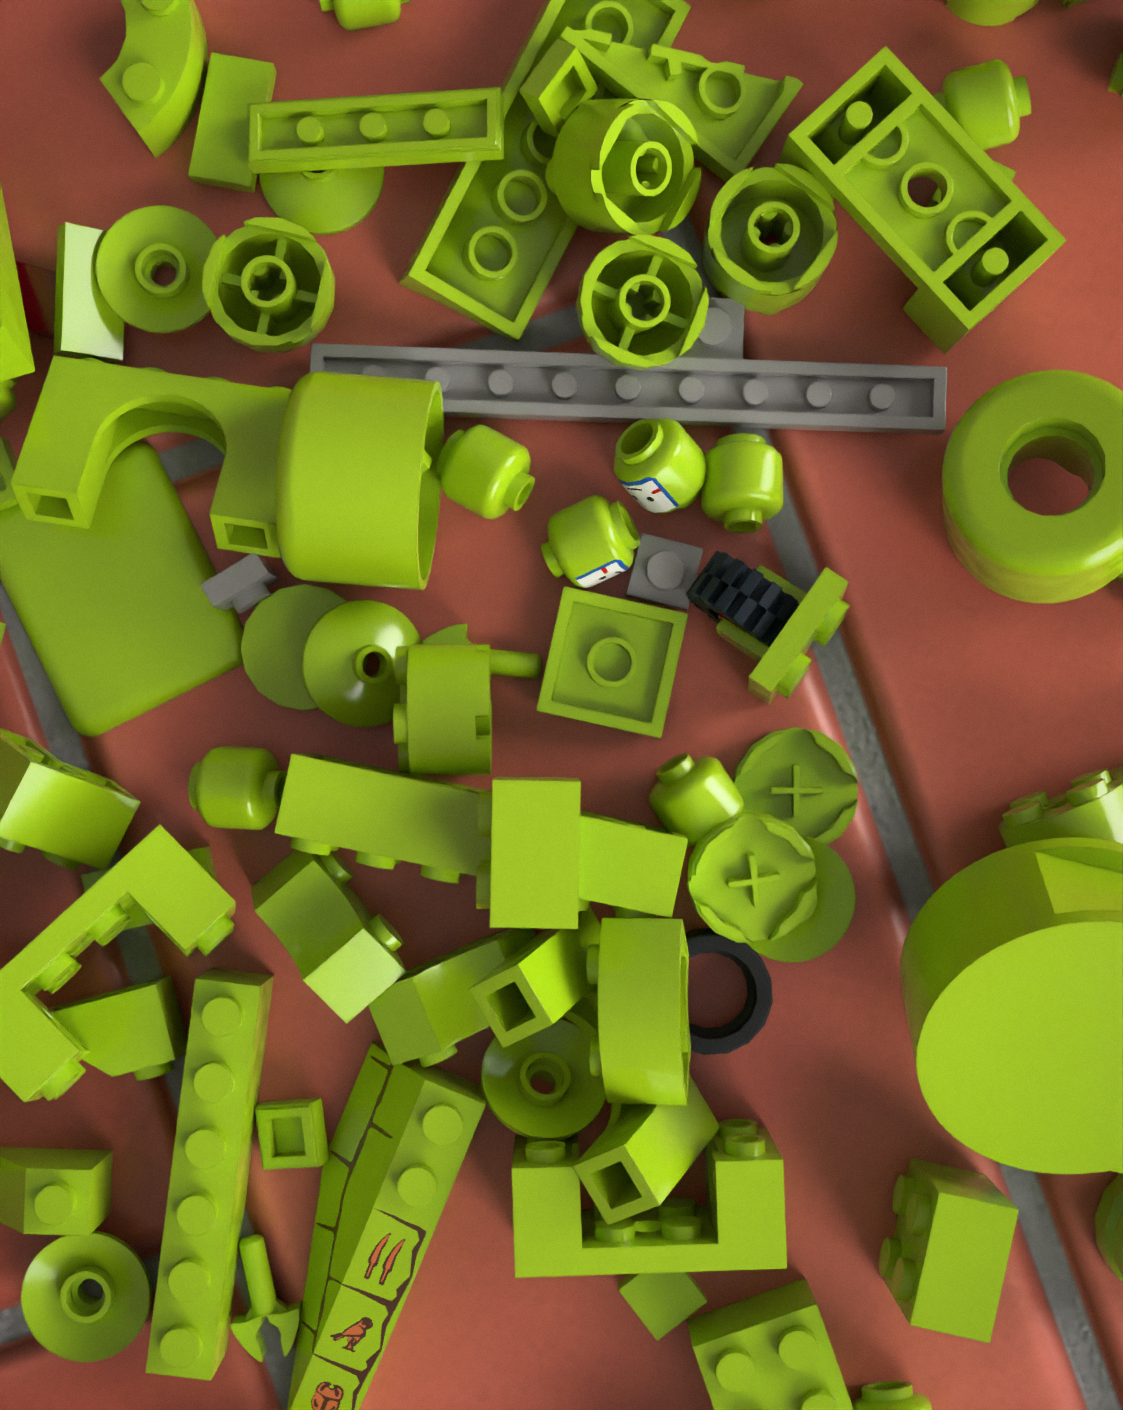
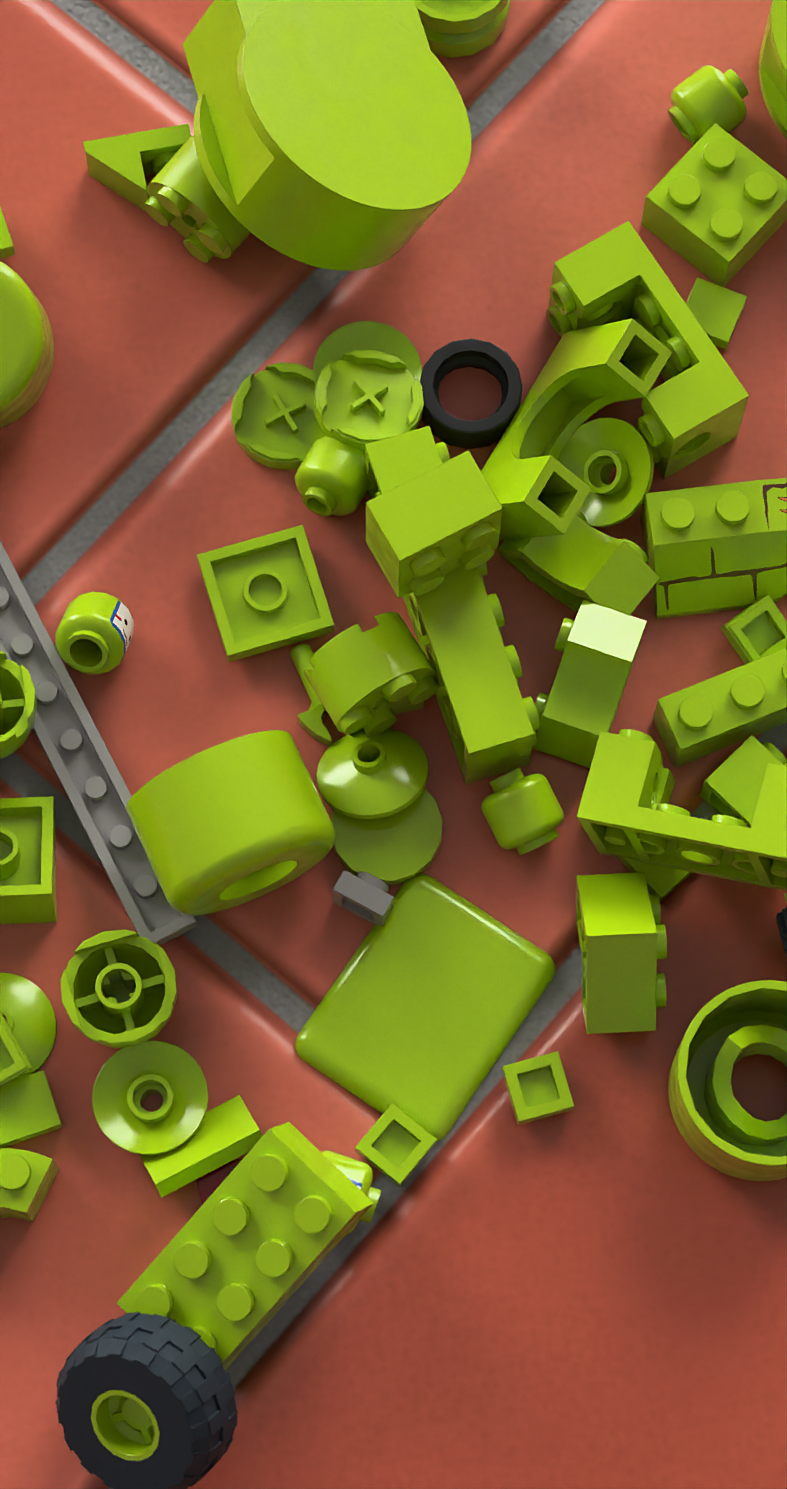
camera: 120 degrees left, 15 degrees down
(101, 408) = (239, 948): lime arch -> none
(485, 471) = (165, 748): lime head -> none
(590, 541) = (181, 655): lime head -> none
(641, 1010) = (510, 411): lime brick -> none
(664, 572) = (173, 595): light grey plate -> none
(742, 483) = (73, 567): lime head -> none
(769, 618) = (169, 485): plate -> none
(948, 1249) = (552, 132): lime brick -> none

